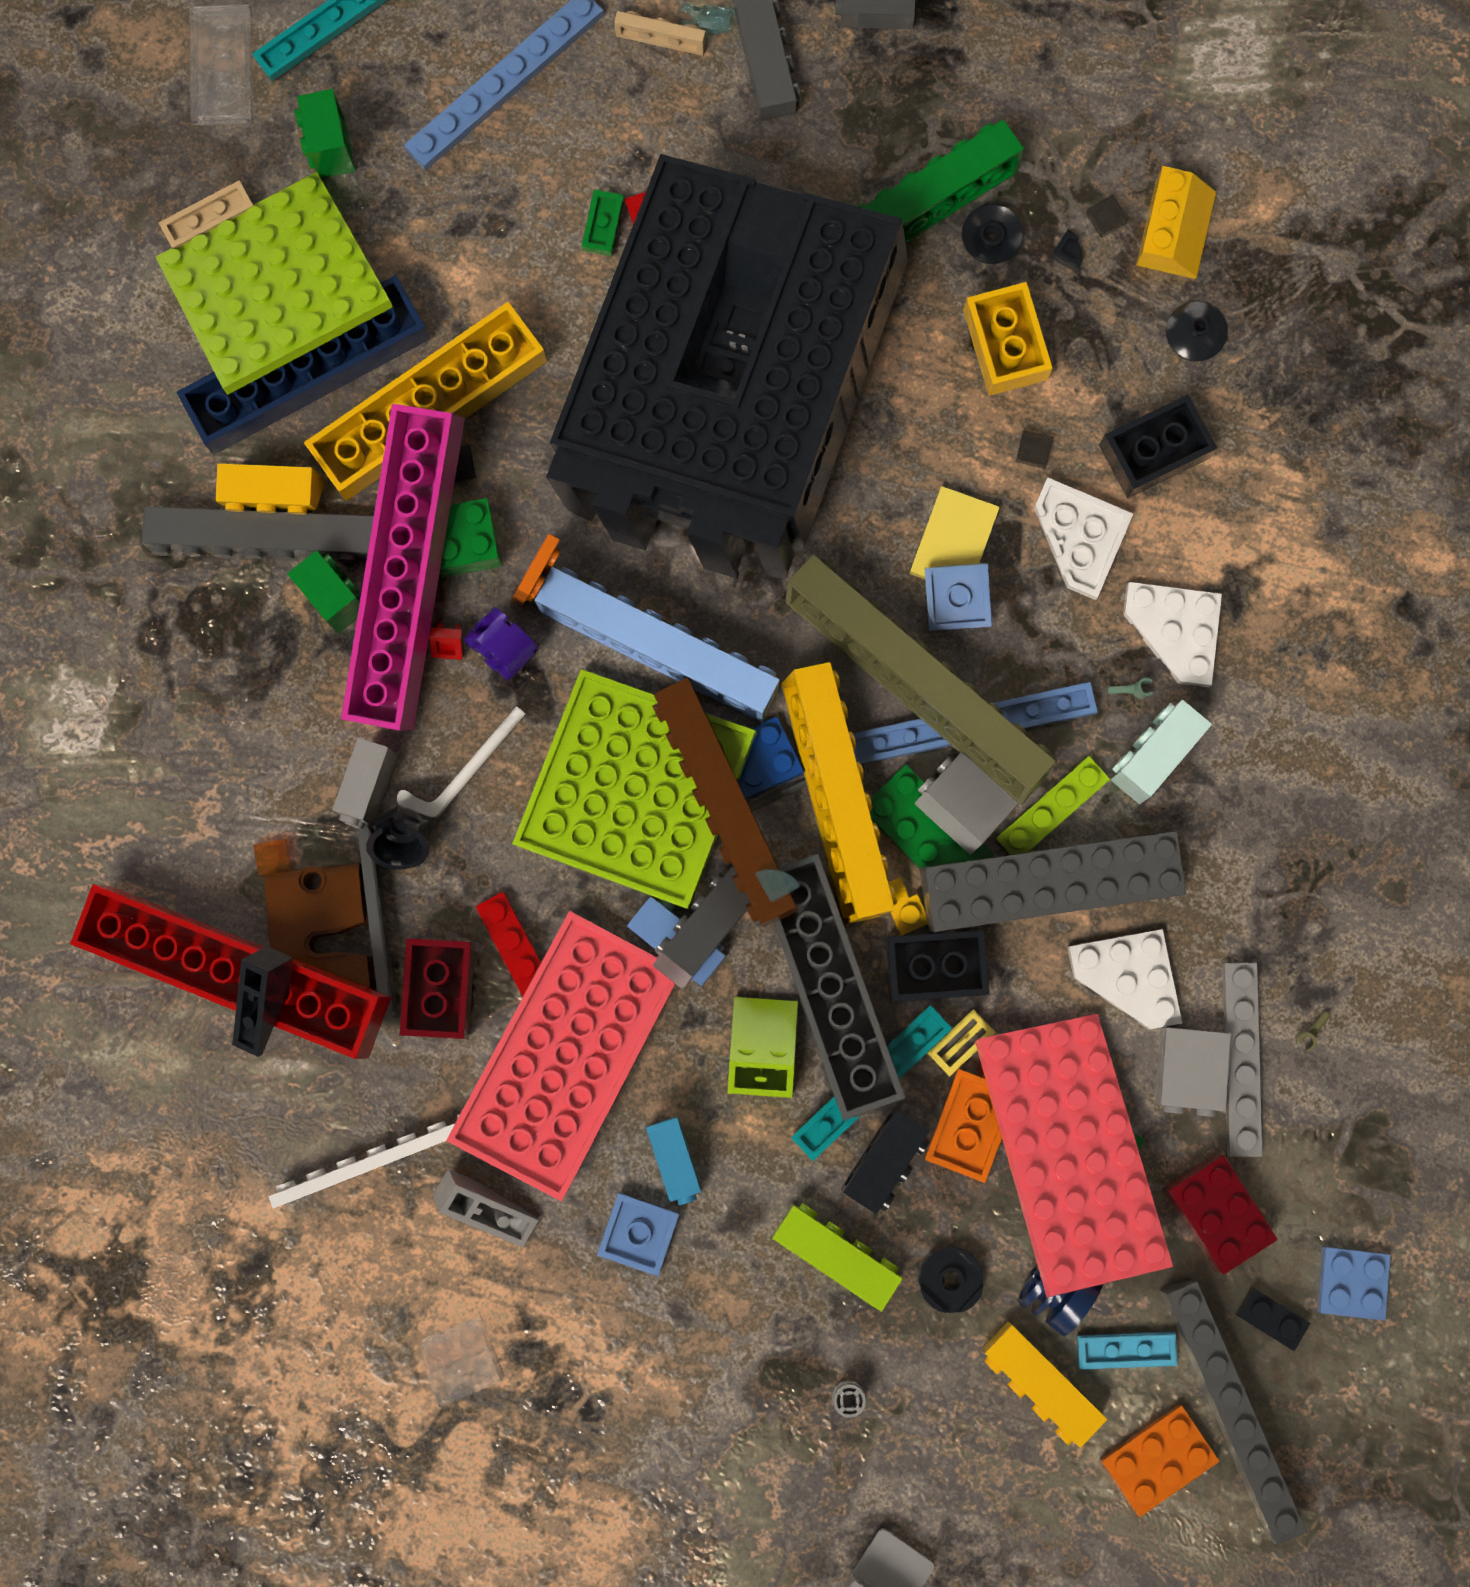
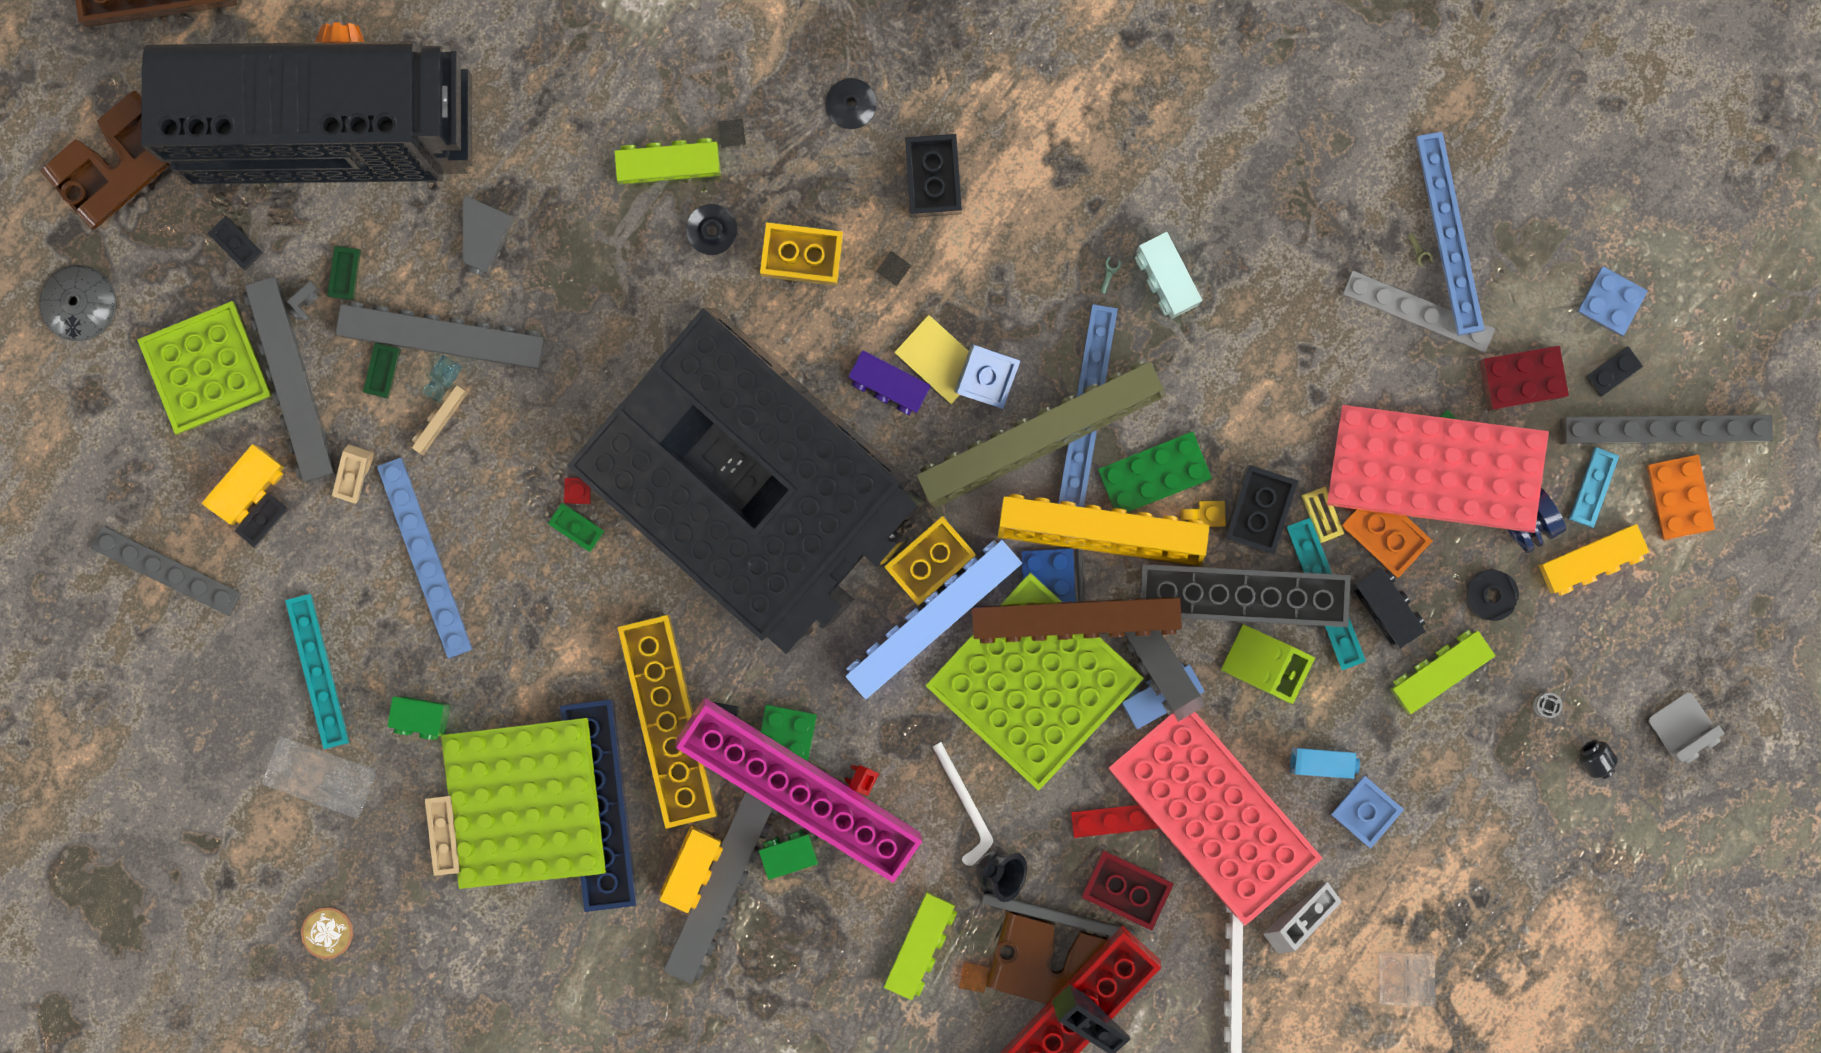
camera: 70 degrees left, 5 degrees up
(54, 139) = (327, 932): none -> tile
(279, 781) = (919, 945): none -> lime brick
(365, 783) = (950, 884): light grey brick -> none
(501, 643) = (883, 738): dark purple brick -> none
(541, 564) = (841, 692): orange plate -> none
(724, 613) = (930, 561): none -> yellow brick
(776, 883) = (1157, 605): clear light blue tile -> none
(809, 1486) = (1598, 759): none -> black head
(903, 493) = (888, 383): none -> dark purple brick
(951, 180) = (663, 260): green brick -> none
(964, 802) = (1146, 437): light grey brick -> none
(1046, 159) = (667, 162): none -> lime brick
(1052, 881) = (1232, 397): dark grey brick -> none
(1053, 808) = (1176, 373): lime plate -> none
(1068, 251) = (747, 174): black tile -> none
(1081, 534) = (976, 261): white plate -> none
(1130, 975) = (1323, 367): white plate -> none
(1176, 223) = (761, 83): yellow slope -> none
(1177, 628) = (1076, 219): white plate -> none
(1192, 1071) = (1412, 353): light grey brick -> none
(1349, 1058) = (1449, 234): none -> medium blue plate

